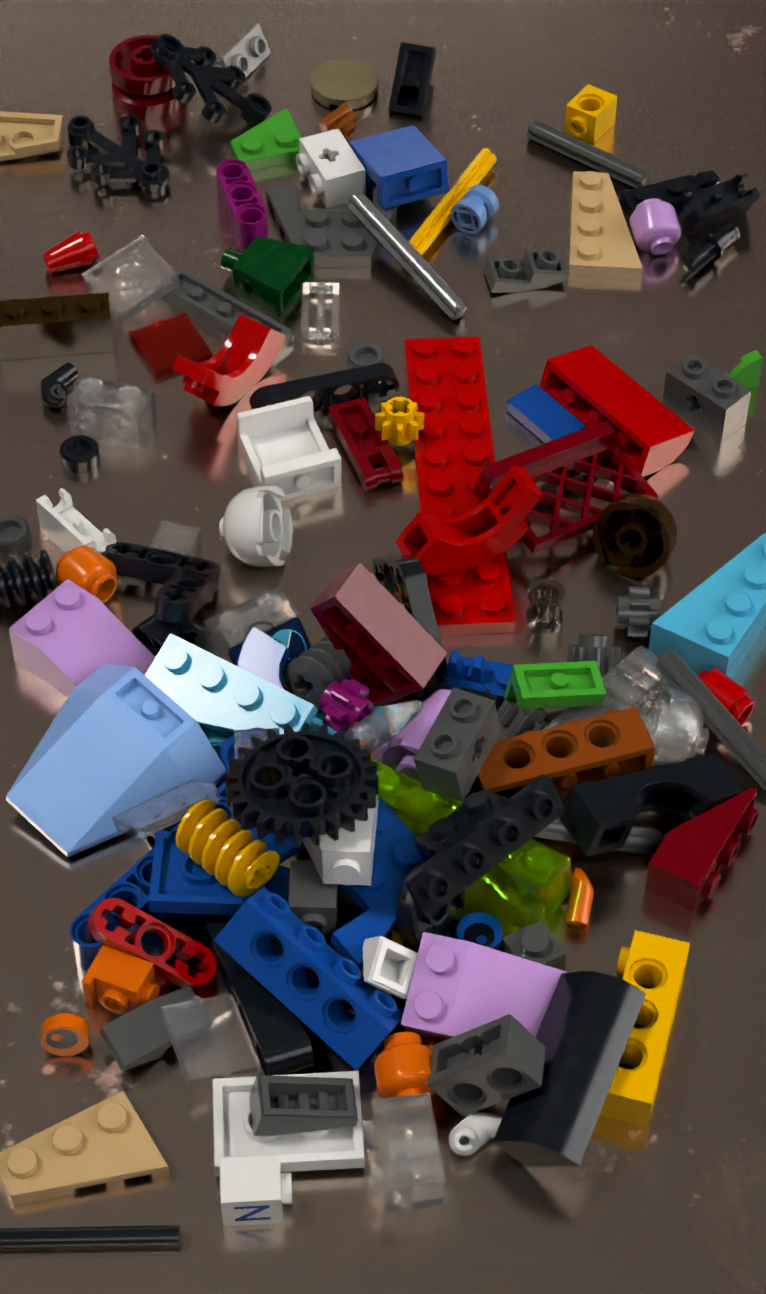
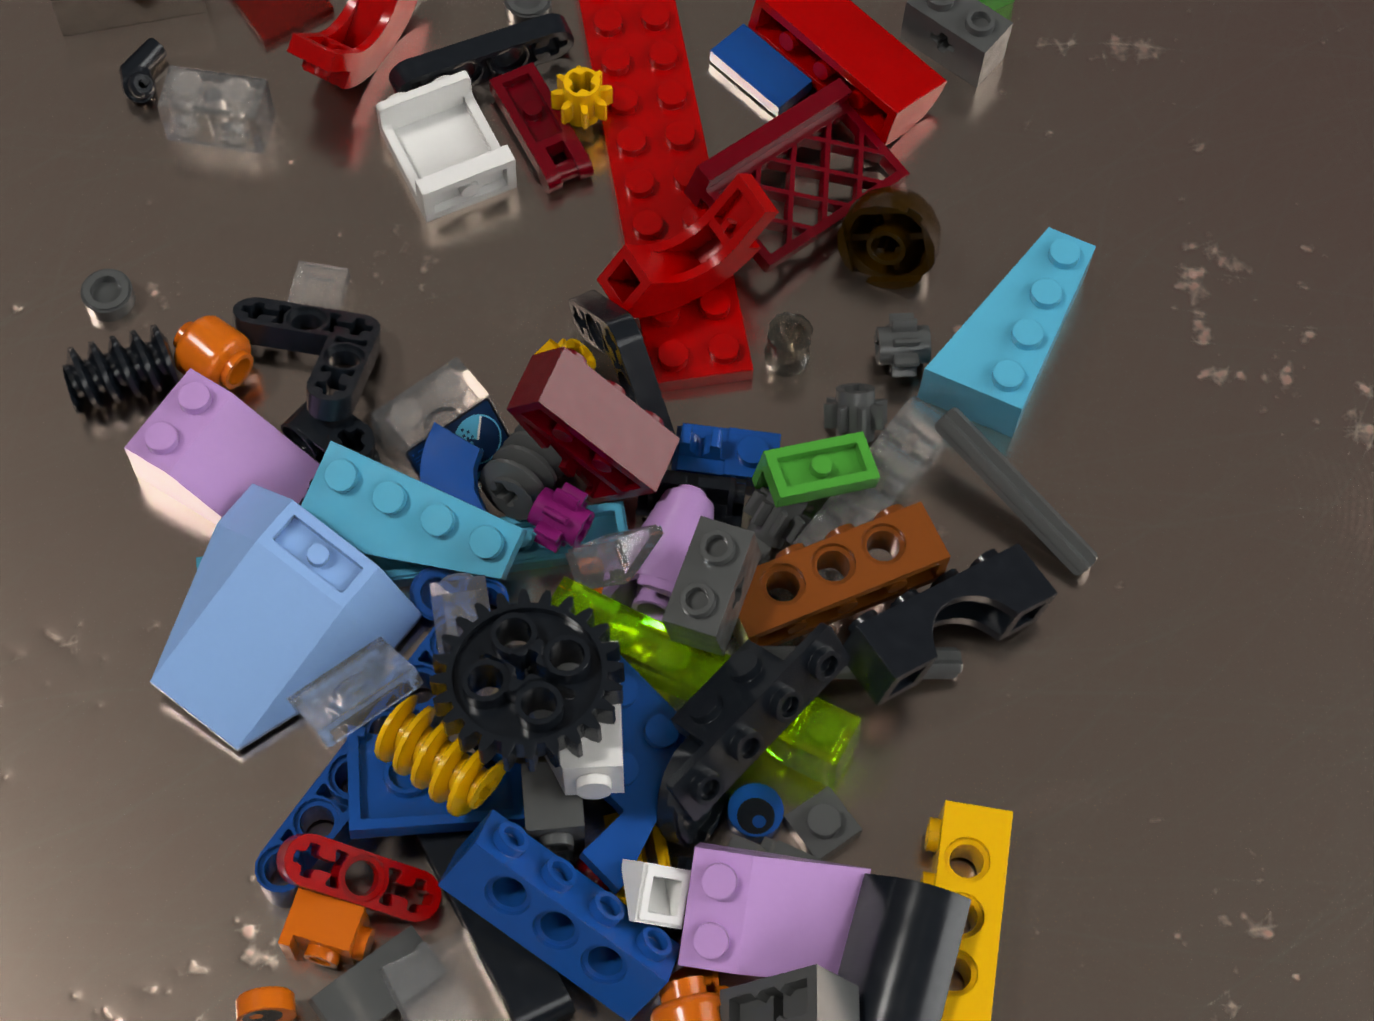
camera: 10 degrees left, 15 degrees up
(69, 527) = (187, 282): white hinge -> none
(80, 453) = (182, 168): black tile -> none
(257, 526) = (420, 265): white cylinder -> none
(580, 899) = (872, 750): orange arm -> none
(674, 724) = (961, 506): clear cylinder -> none
(694, 852) = (1002, 675): dark red slope -> none
(729, 693) = (1021, 451): red brick -> none

